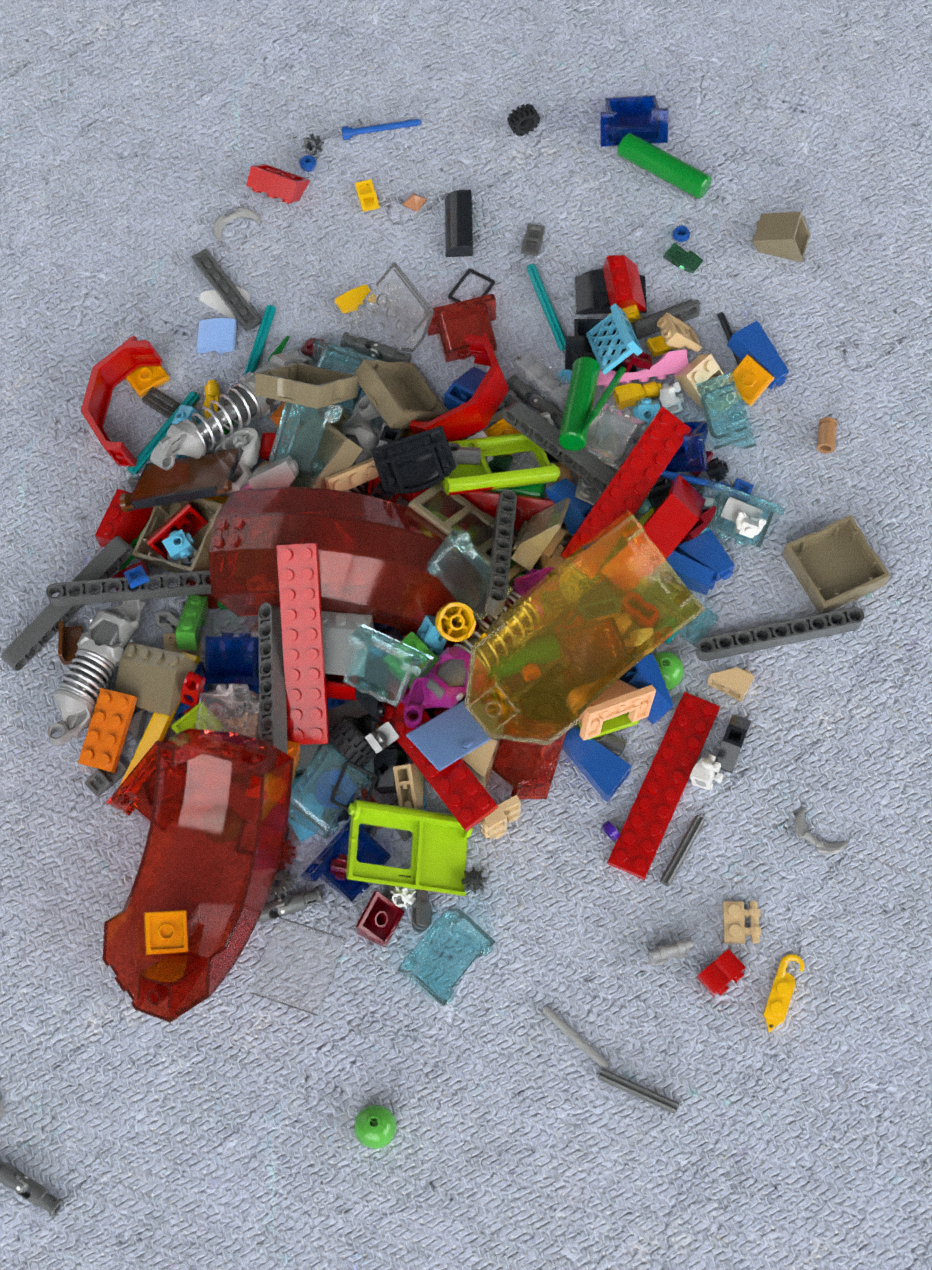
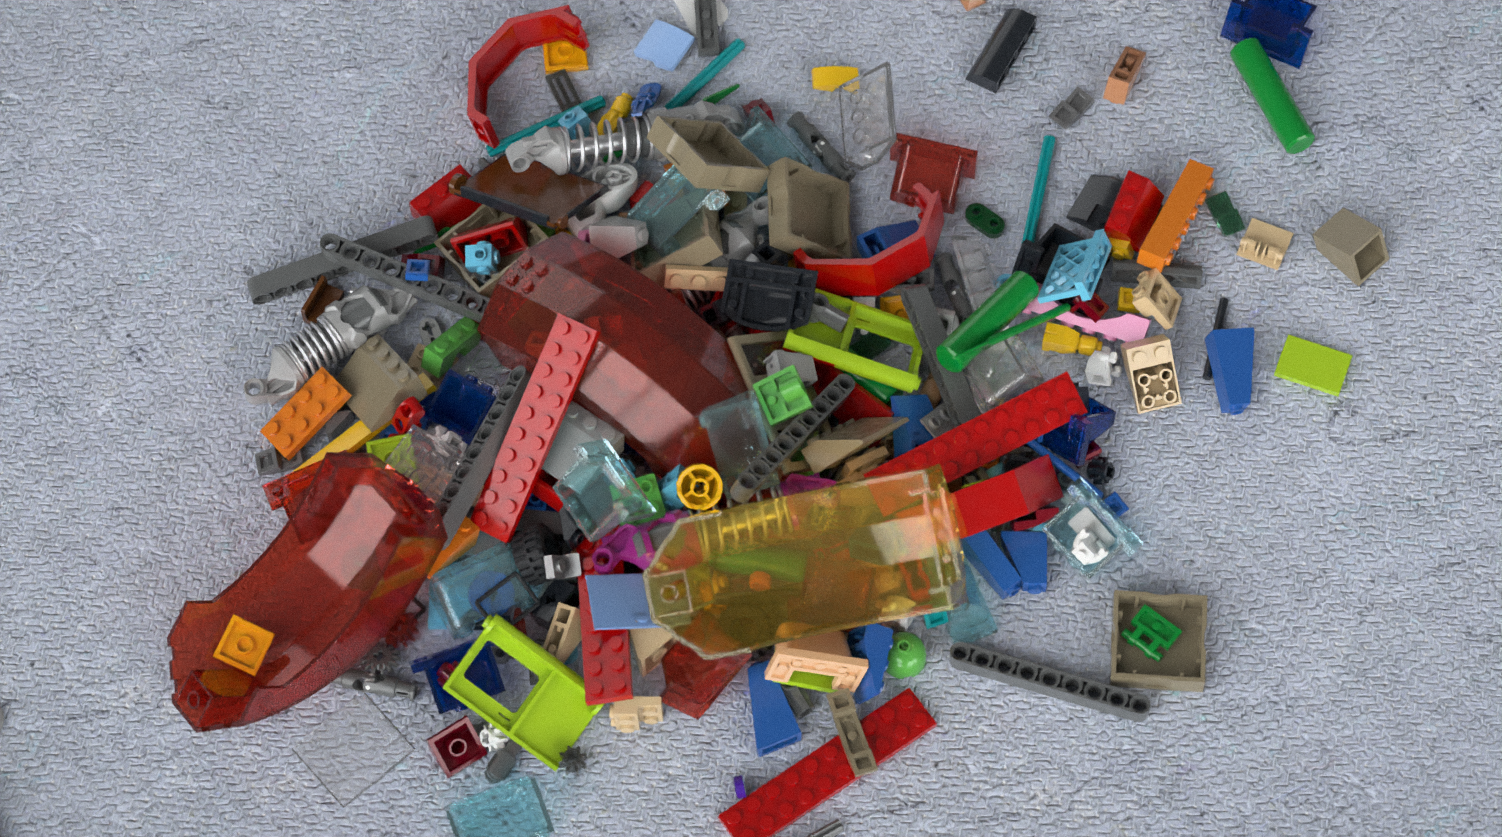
camera: 30 degrees right, 0 degrees up
(228, 375) = (645, 98): none -> blue piece
(463, 278) = (980, 108): black piece -> none
(465, 505) = (804, 363): none -> light grey hinge
(478, 522) = (783, 395): none -> bright green plate
(522, 343) = (984, 219): none -> dark green plate
(555, 201) = (1124, 75): none -> nougat slope
(644, 405) = (1069, 362): medium azure brick -> none
(655, 273) = (1175, 216): none -> orange brick
(668, 747) = (851, 733): none -> dark tan slope
(681, 233) = (1244, 180): blue plate -> none
(704, 772) = (876, 783): white piece -> none
(723, 264) = (1264, 244): none -> tan hinge
(725, 413) = (1145, 415): clear light blue windscreen -> none
(732, 742) = (922, 766): black slope -> none
(733, 682) = (966, 705): tan slope -> none
(751, 379) = (1201, 390): light orange tile -> none
(809, 327) = (1313, 365): none -> lime tile
(827, 435) = (1247, 496): medium nougat piece -> none
(828, 557) = (1156, 628): none -> green plate

